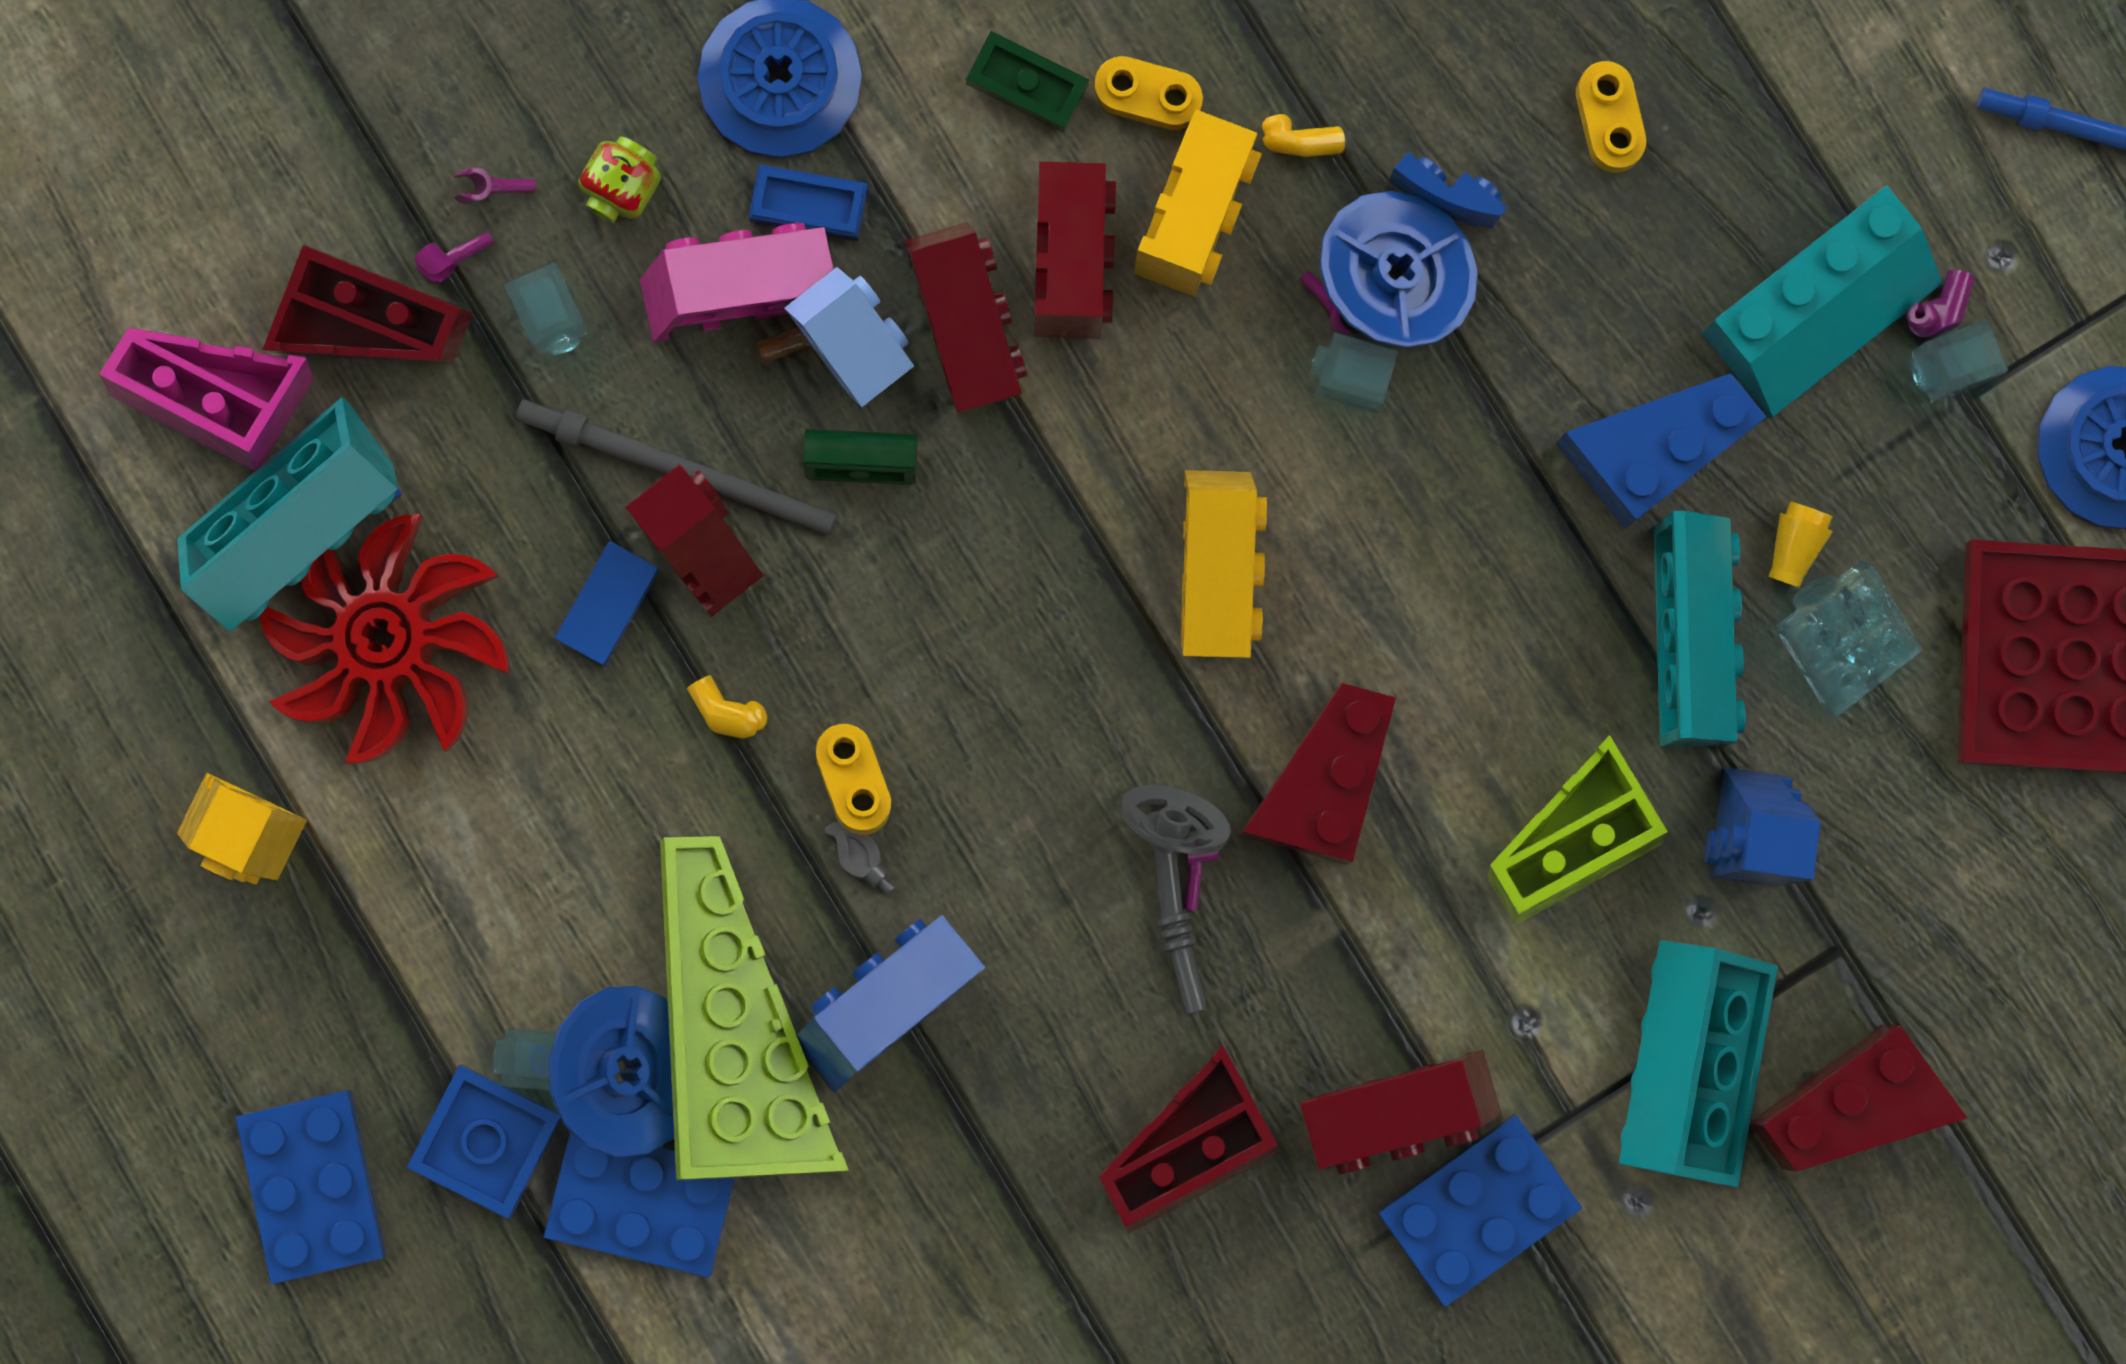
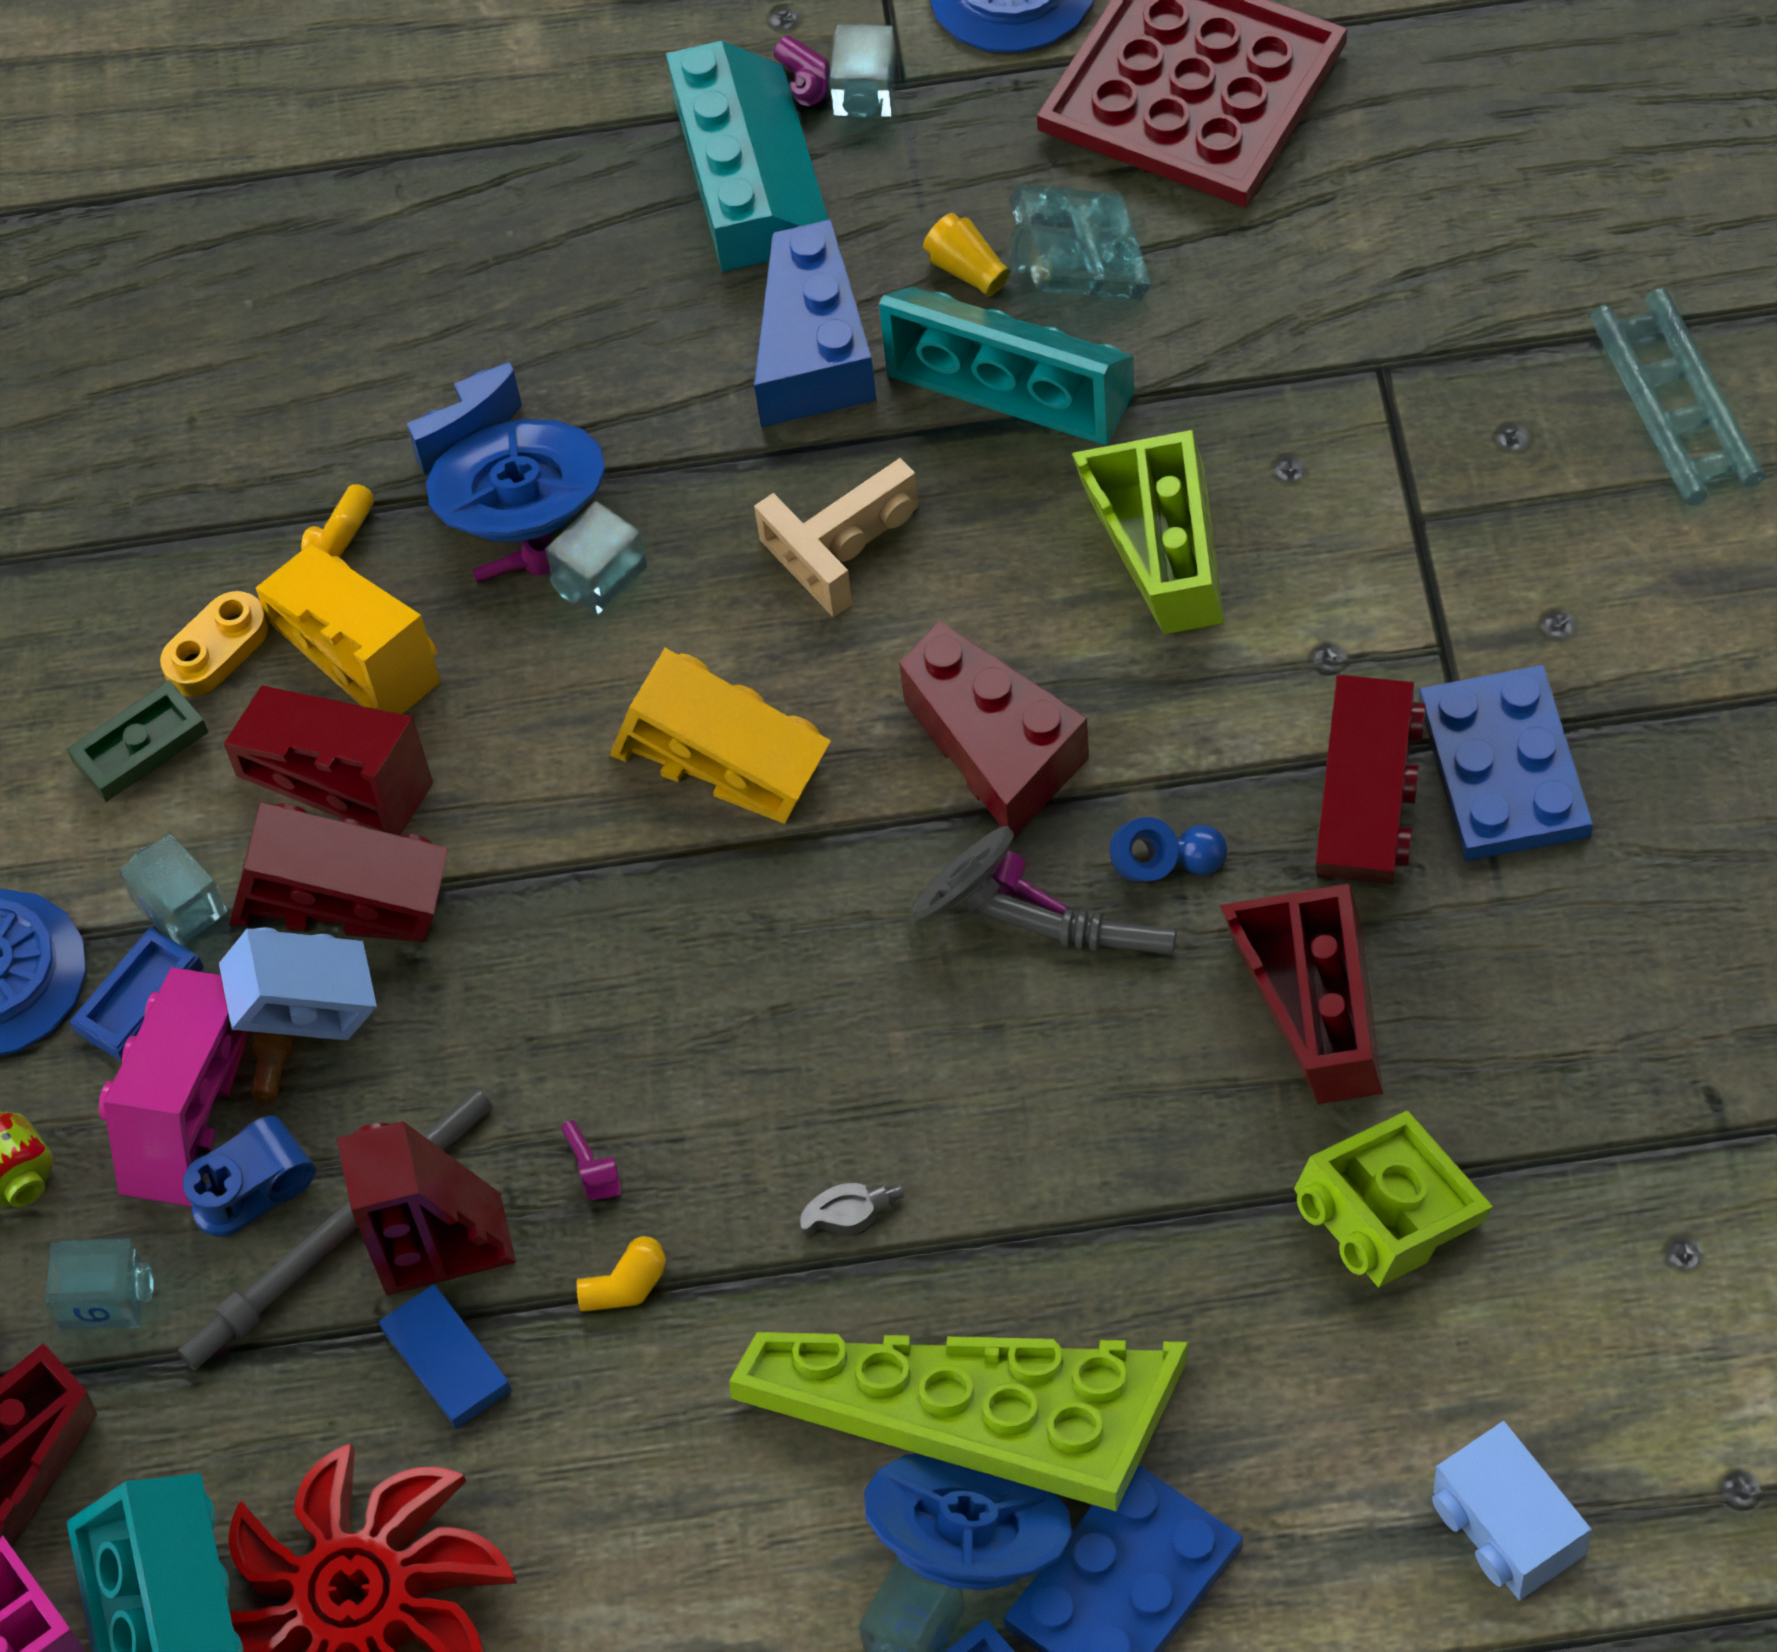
camera: 50 degrees left, 25 degrees down
(691, 384) = (249, 1174): none -> blue piece
(801, 648) = (598, 1176): none -> magenta hand
(852, 777) = (760, 1178): yellow plate -> none
(860, 456) = (428, 1039): dark green brick -> none
(886, 1000) = (1023, 1228): wedge -> none
(903, 183) = (172, 889): none -> clear light blue brick
(1033, 1278) = (1389, 1198): none -> lime plate
(1291, 993) = (1198, 850): none -> blue plate
(1465, 566) = (838, 532): none -> tan bracket
(1610, 114) = (470, 267): yellow plate -> none
(1698, 1063) = (1437, 514): teal slope -> none
(1762, 831) = (1239, 360): blue wedge -> none
(1857, 1103) = (1538, 389): dark red wedge -> none
(1909, 1252) = (1664, 426): none -> clear light blue bar

